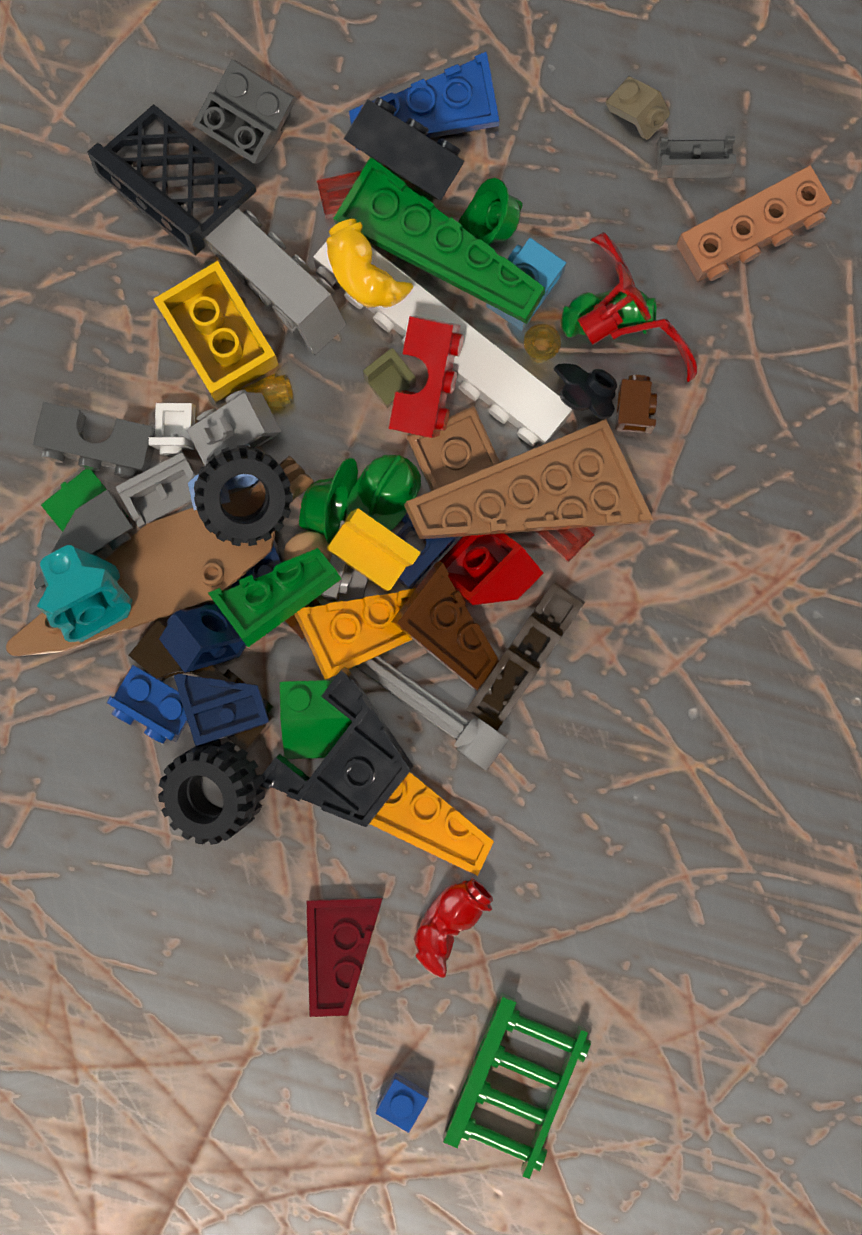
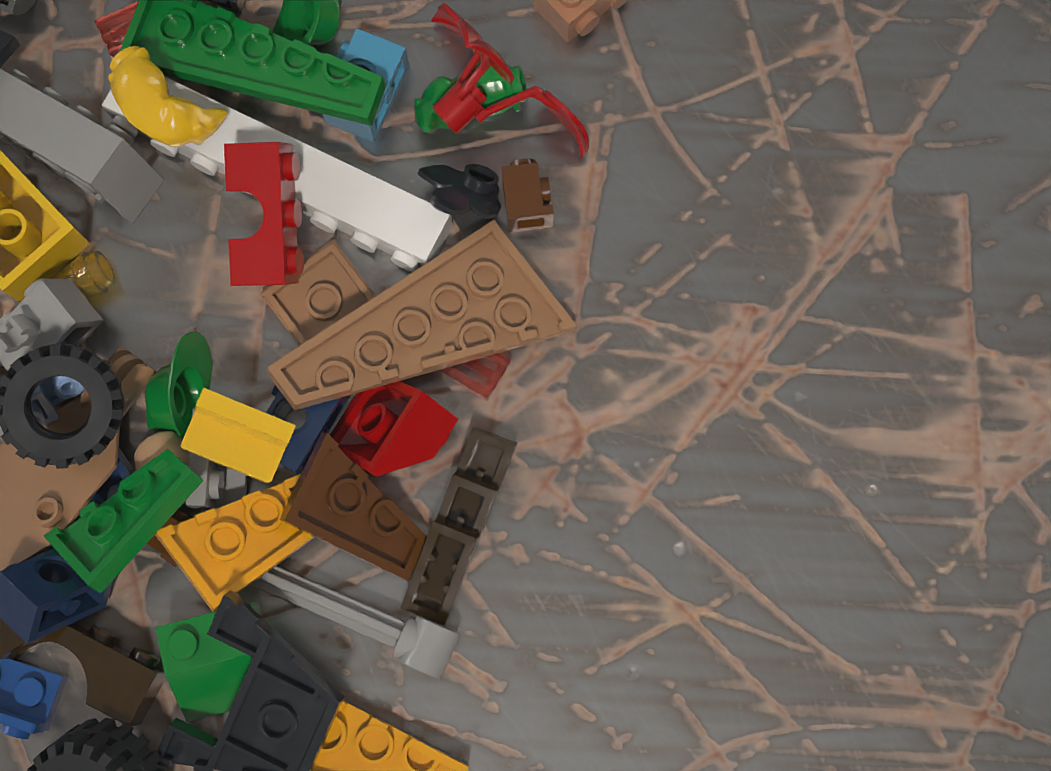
camera: 15 degrees left, 5 degrees down
(220, 707) = (83, 678): dark blue wing -> none
(385, 489) = (242, 359): green piece -> none
(389, 375) = (219, 221): olive panel -> none
(542, 335) = (396, 147): clear yellow cone -> none

